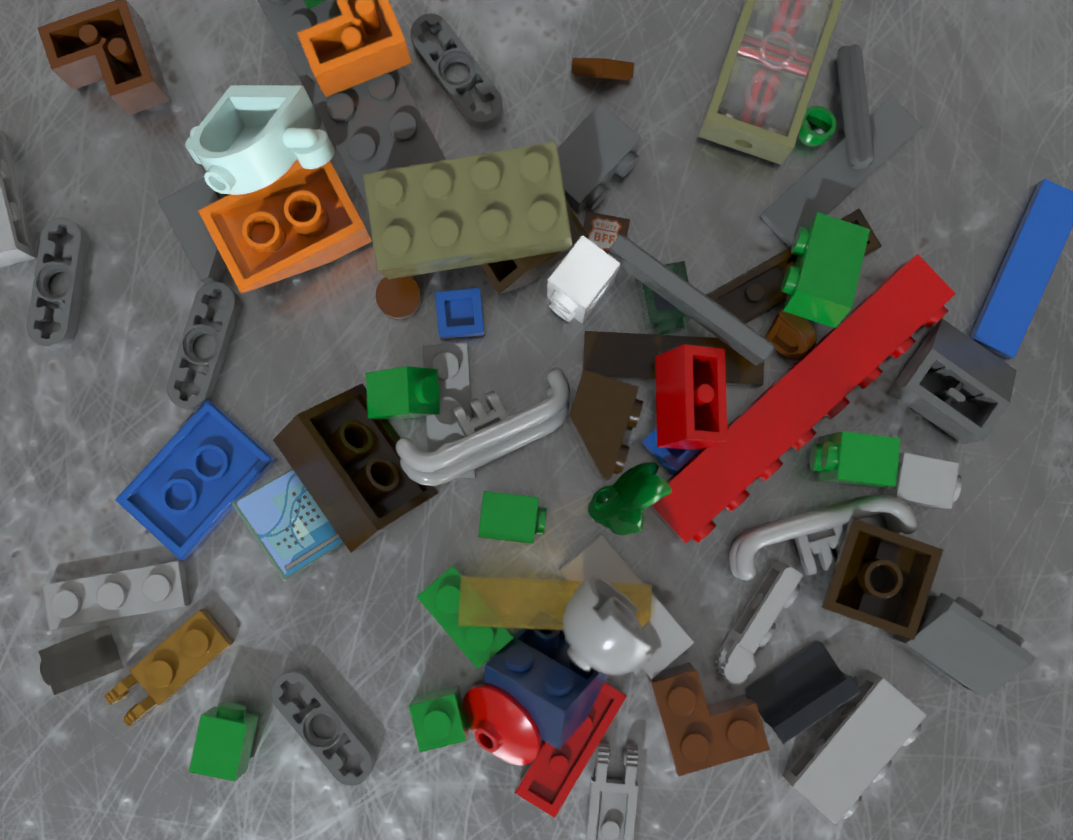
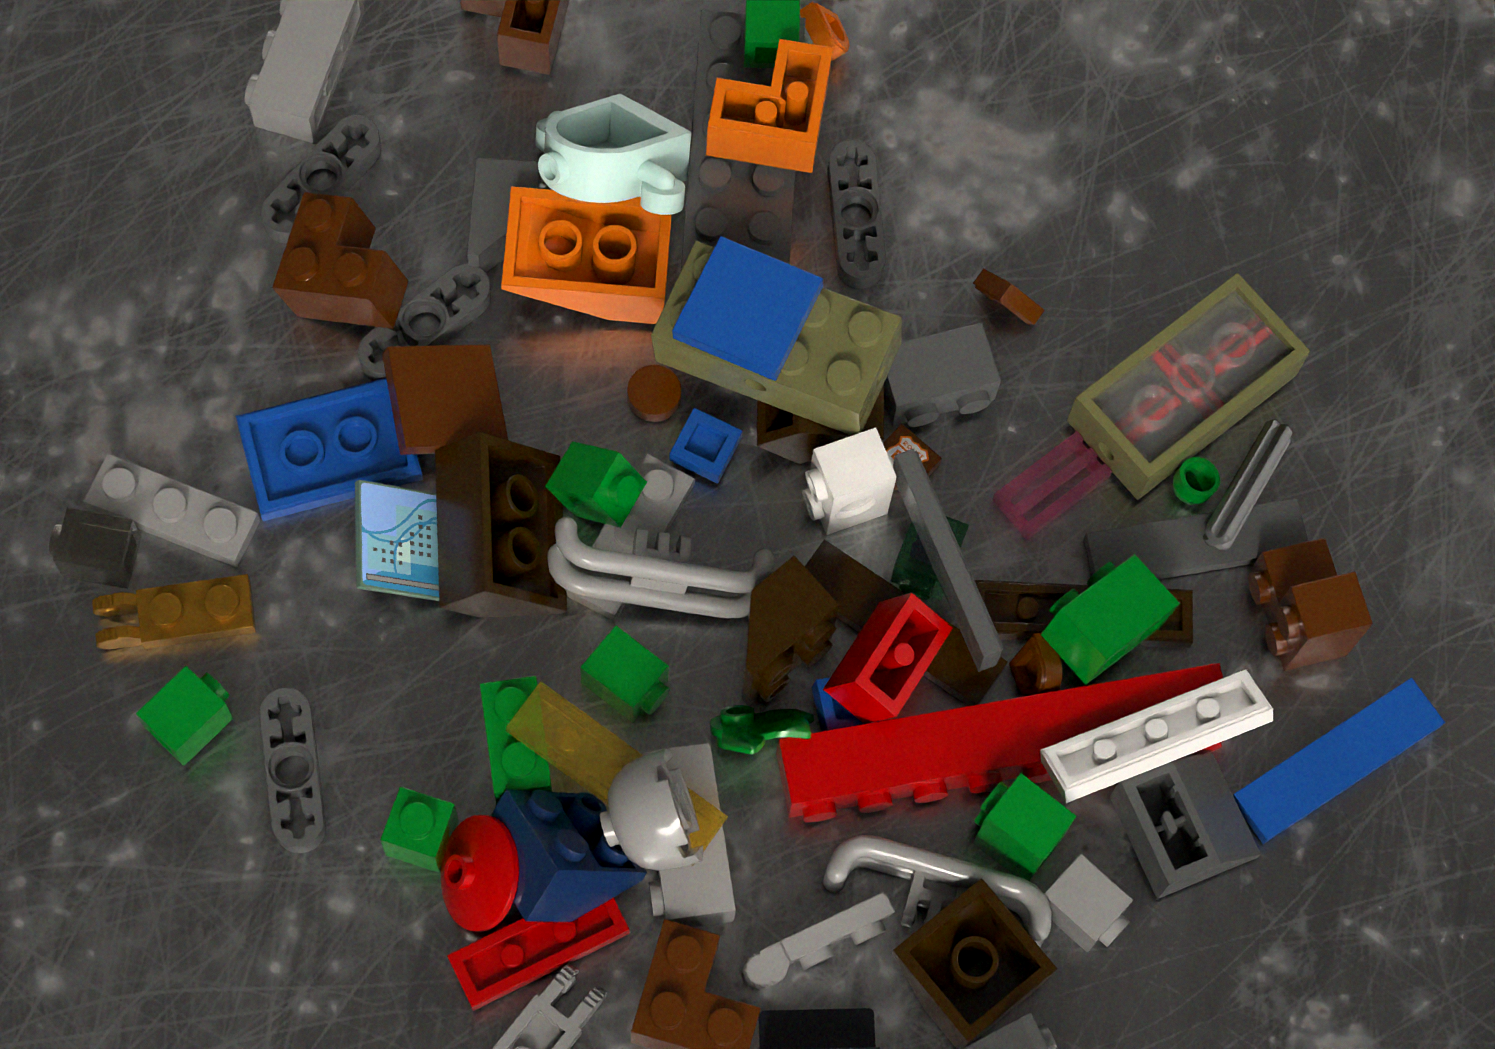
camera: 25 degrees right, 15 degrees down
(107, 351) = (333, 271): none -> reddish brown brick
(253, 395) = (442, 395): none -> reddish brown tile
(438, 206) = (748, 308): none -> blue tile
(728, 156) = (1085, 458): none -> clear pink tile
(911, 337) = (1156, 735): none -> white tile
(950, 172) = (1307, 605): none -> reddish brown brick

